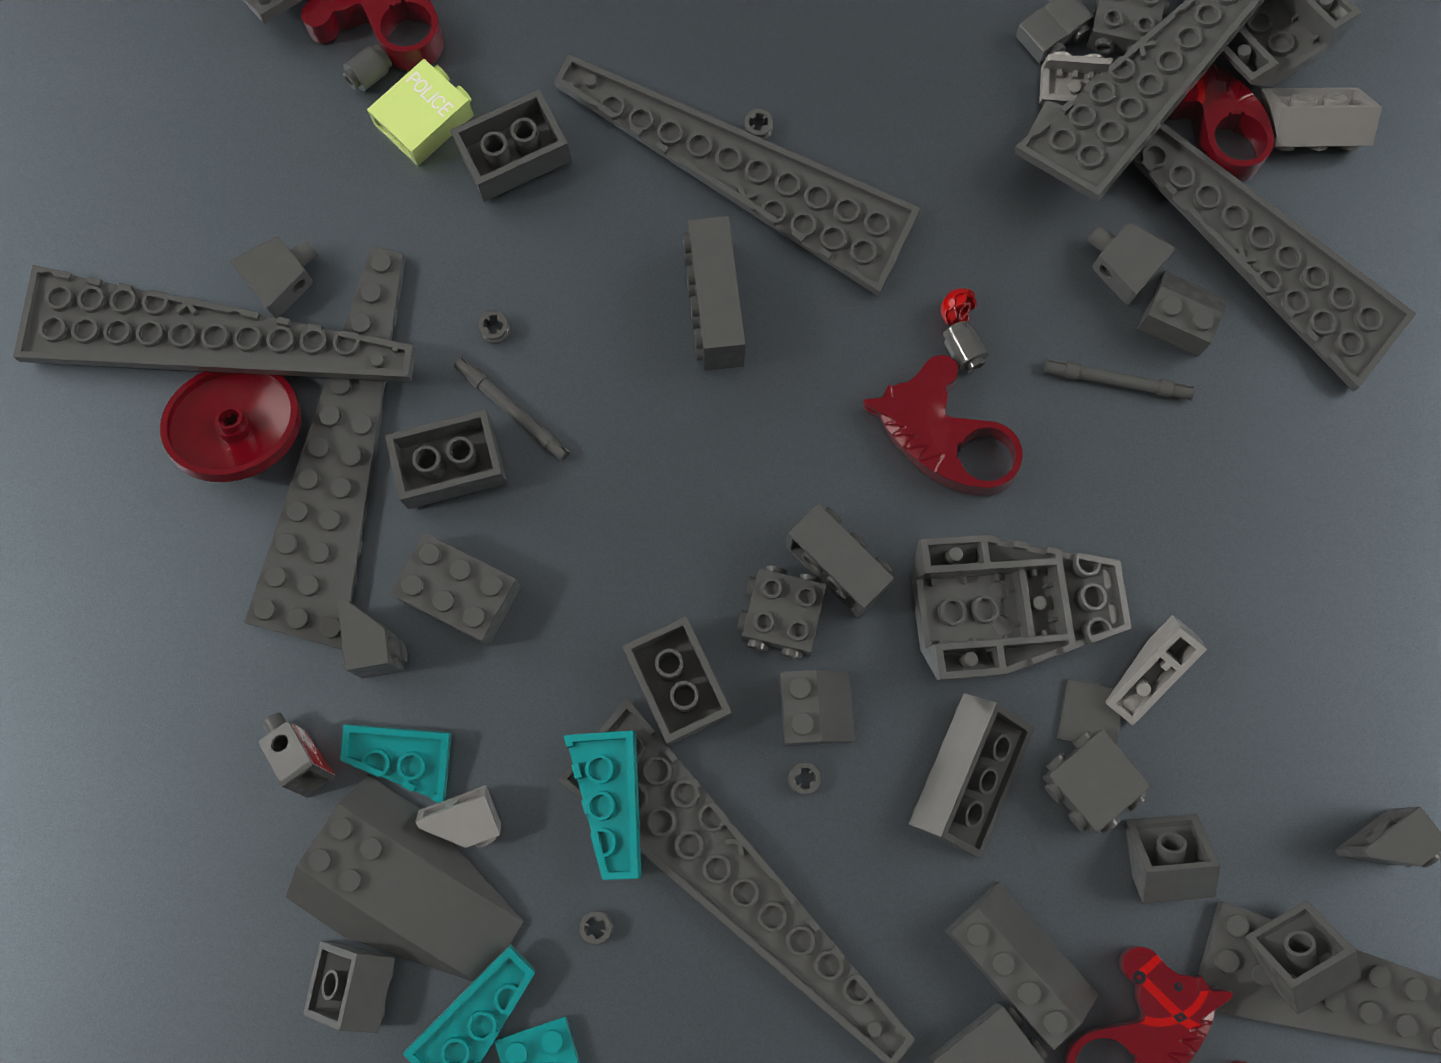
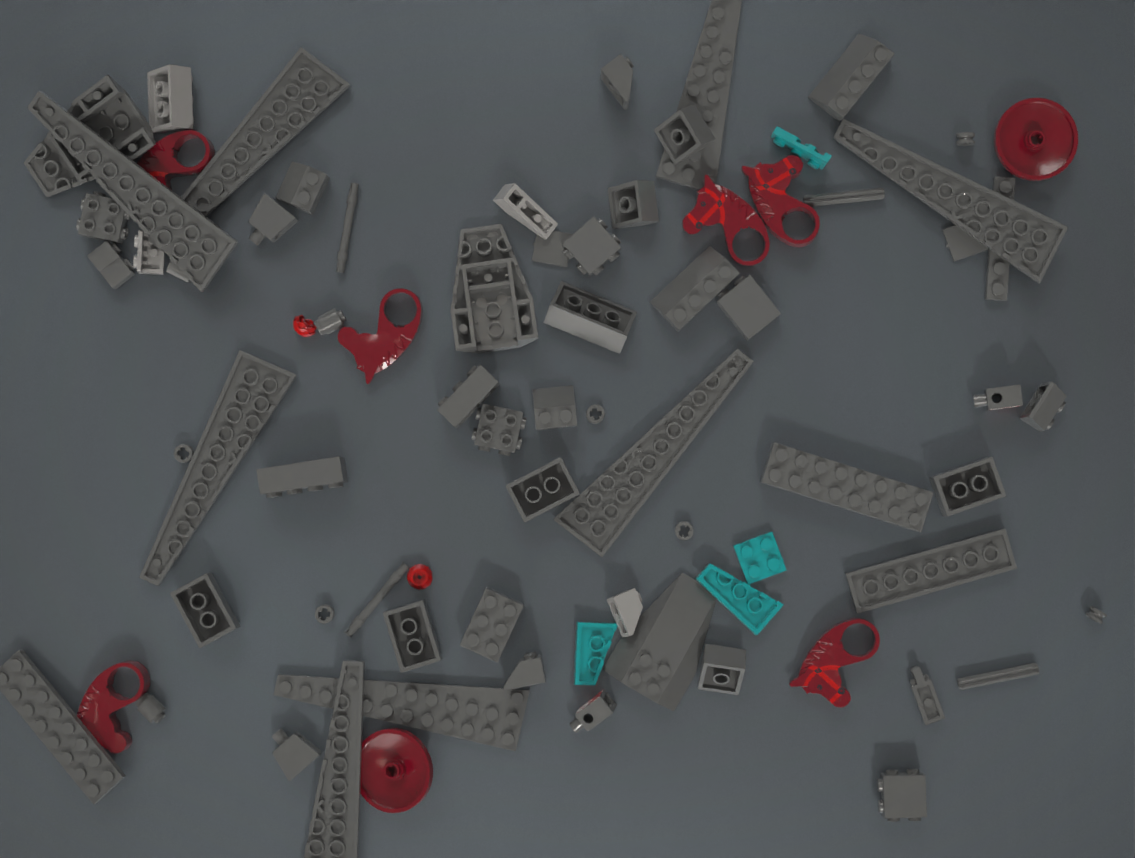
camera: 90 degrees left, 10 degrees up
(421, 111) = (181, 670): yellowish green brick -> none
(551, 484) = (424, 571): none -> red plate
(609, 789) = (611, 525): teal wing -> none

